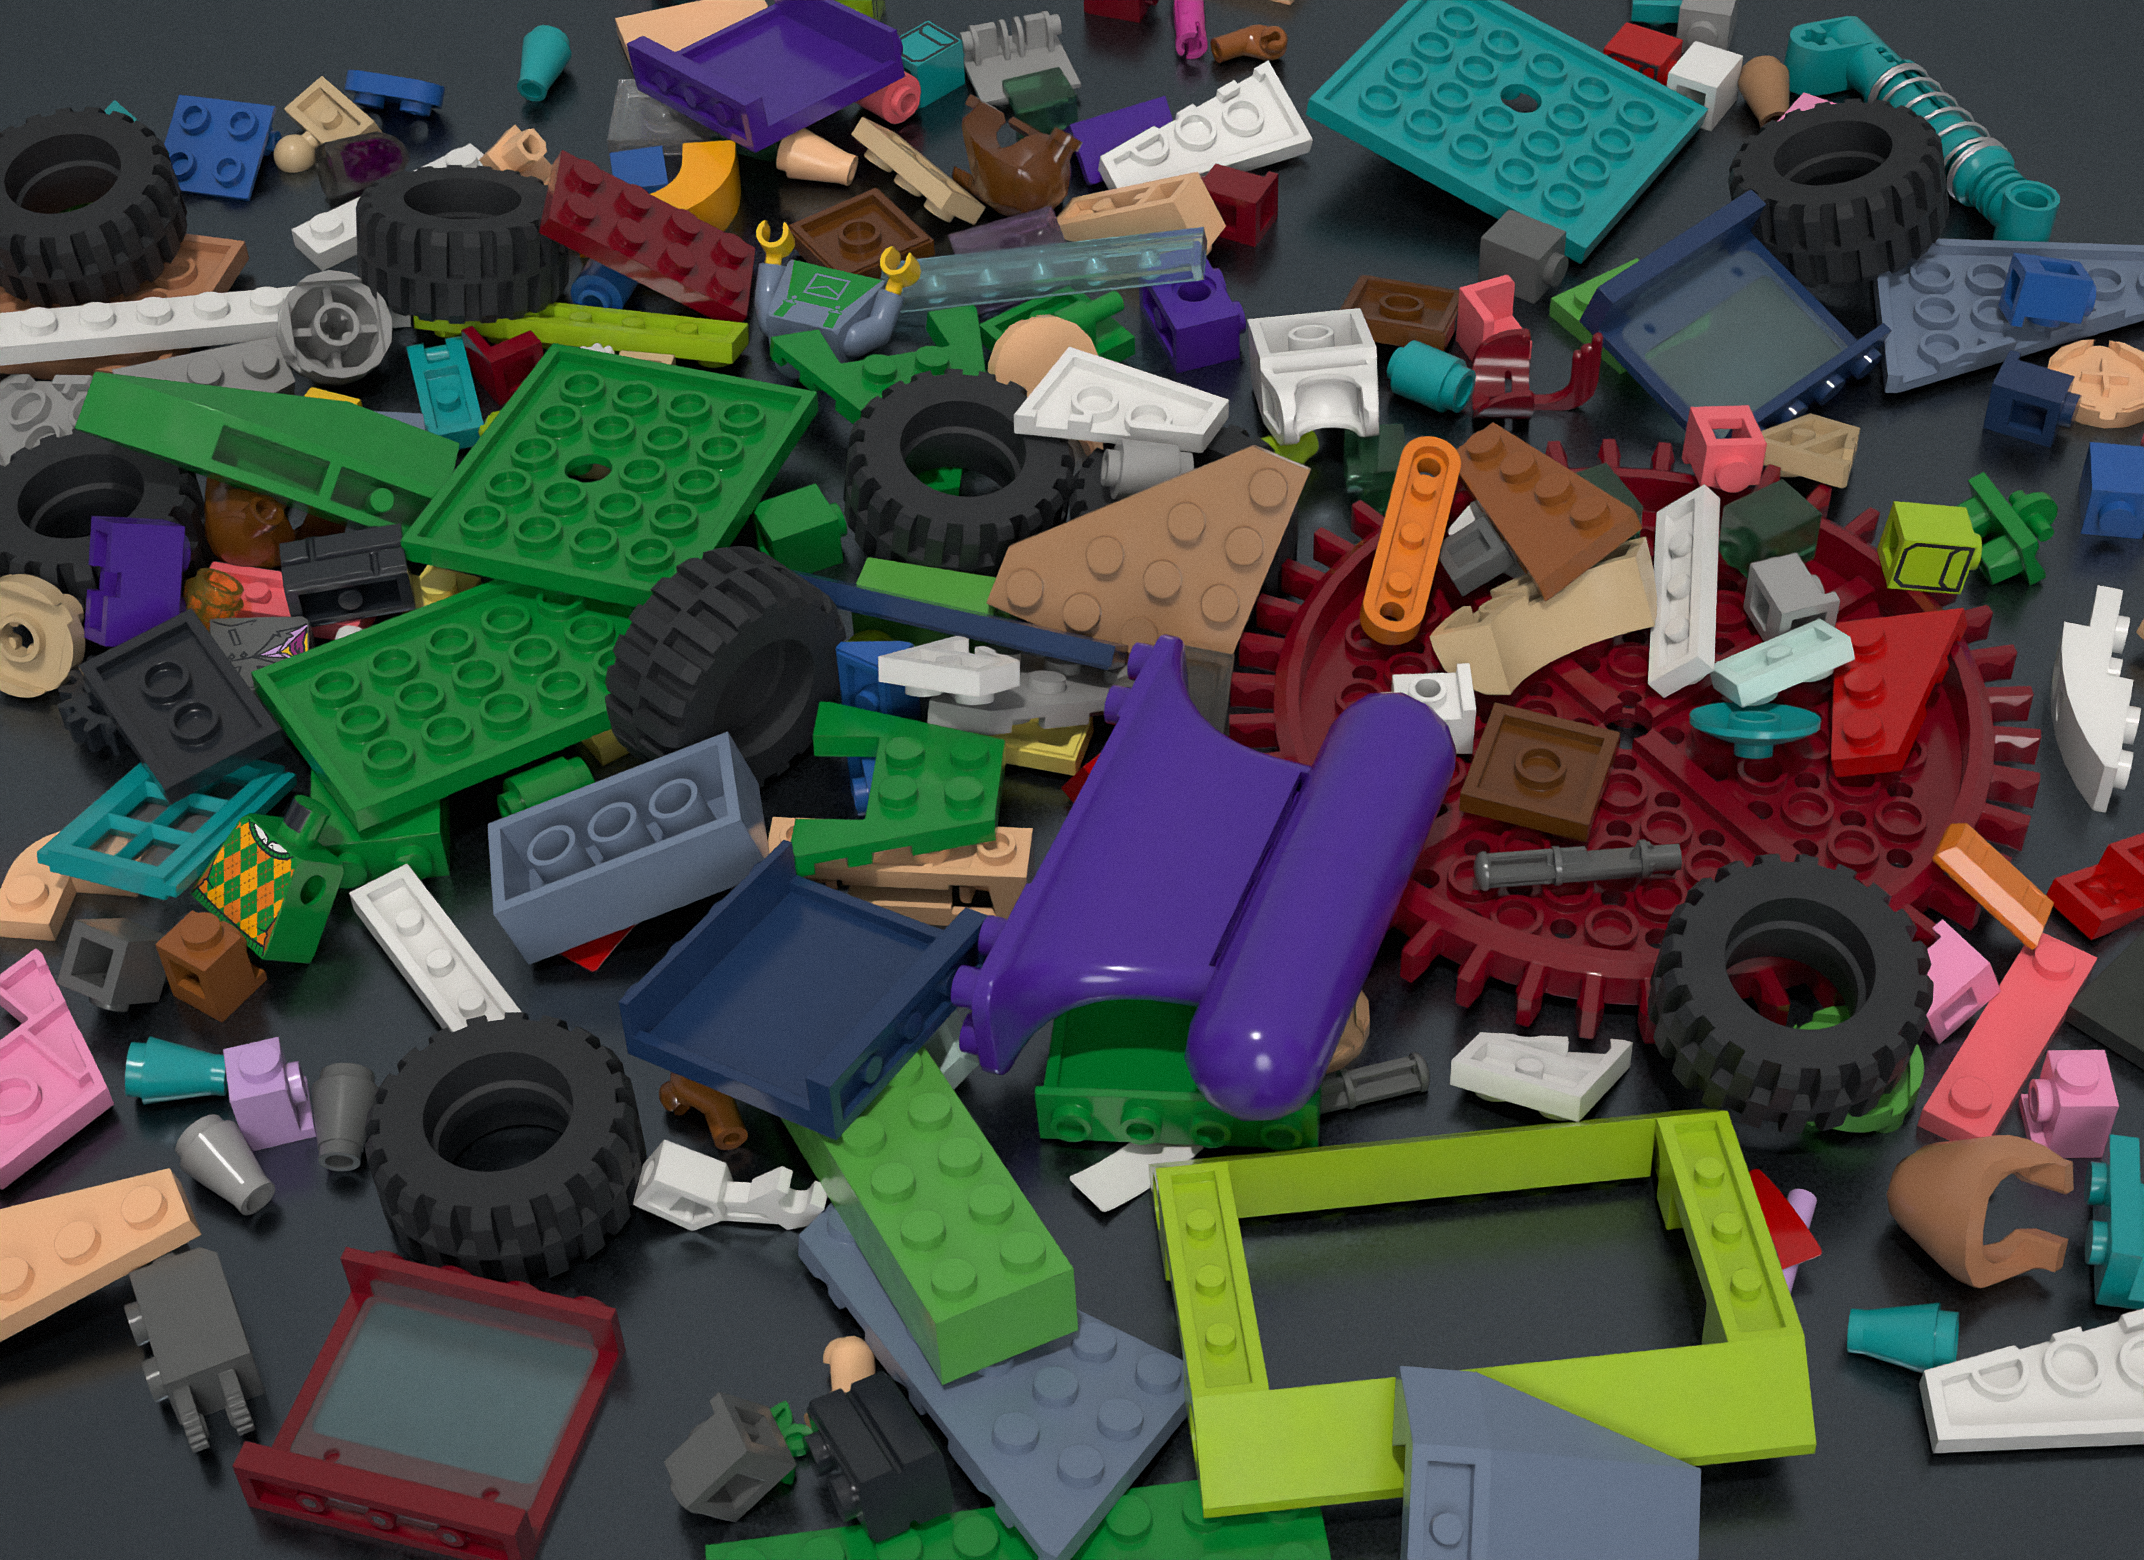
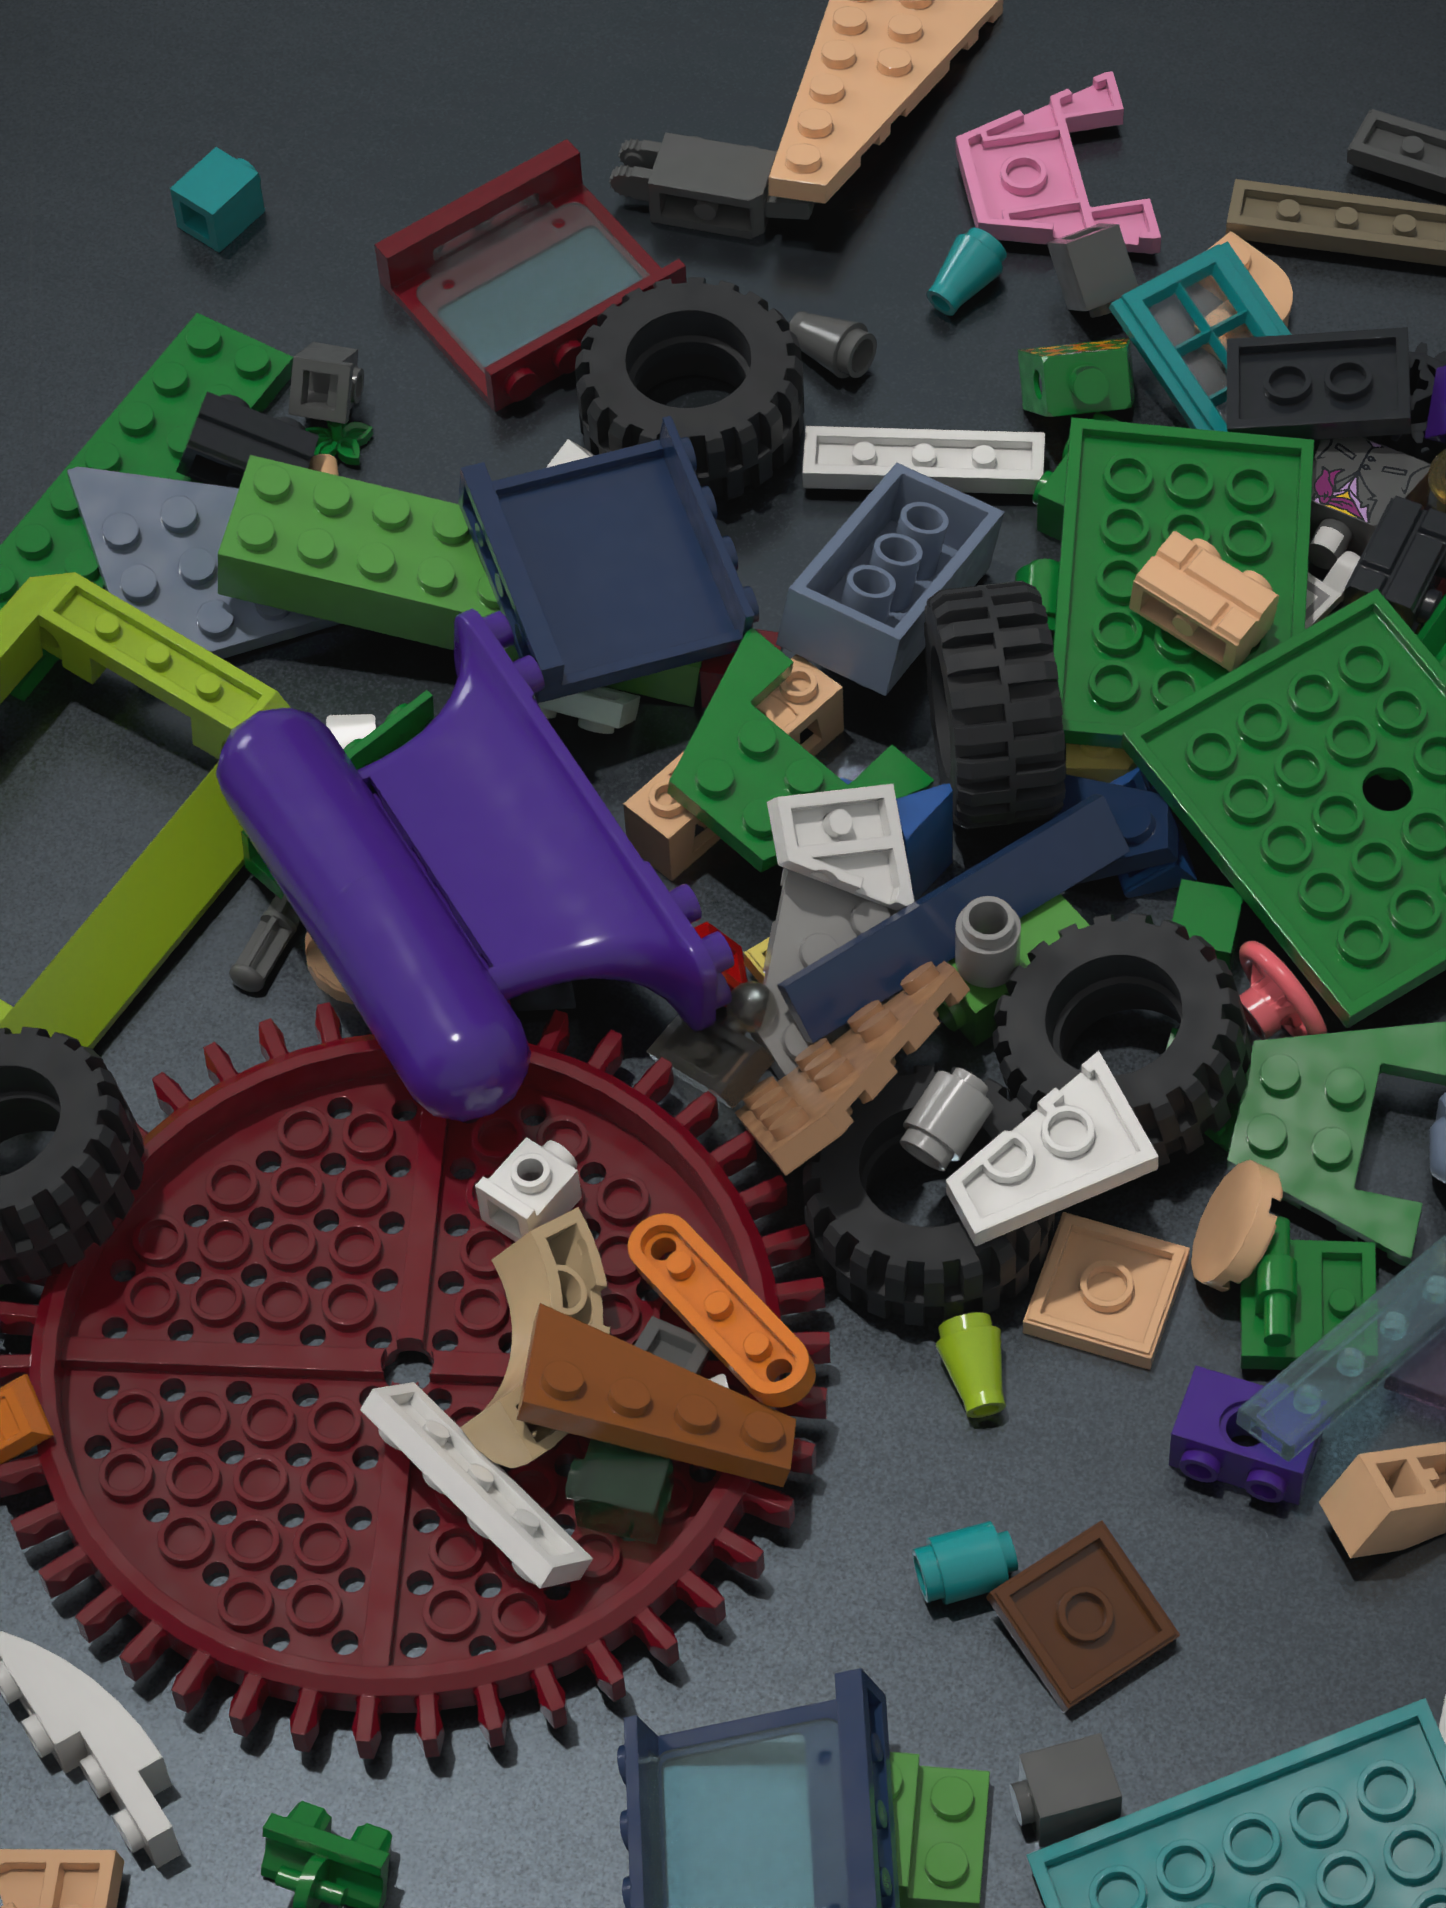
camera: 130 degrees right, 10 degrees up
(209, 964) = (1046, 314): dark orange brick -> none
(223, 1162) = (849, 263): light grey cone -> none
(268, 1095) = (887, 300): lavender brick -> none
(498, 622) = (1204, 600): none -> light nougat brick
(827, 442) = (1275, 996): none -> coral piece
(958, 559) = (987, 942): none -> light grey brick
(1244, 202) = (1384, 1598): dark red brick -> none
(1314, 373) = (998, 1403): white brick -> none
(1372, 464) = (879, 1421): clear green brick -> none
(1485, 311) = (986, 1673): coral panel -> none
(1508, 356) = (878, 1589): dark red helmet -> none
(1539, 772) = (399, 1223): reddish brown plate -> none
(1539, 1072) = (158, 1033): white wing -> none
(1573, 865) = (294, 1181): dark grey piece -> none
(1724, 462) = (579, 1600): coral brick -> none
(1754, 727) = (319, 1397): teal dish -> none
(1767, 526) = (463, 1589): clear green brick -> none
(1782, 662) = (324, 1475): light aqua plate -> none
(1786, 596) = (382, 1546): light grey brick -> none
(1813, 449) = (559, 1779): tan wing -> none
(1886, 687) = (238, 1548): red wing -> none
(1928, 547) = (316, 1685): lime brick -> none

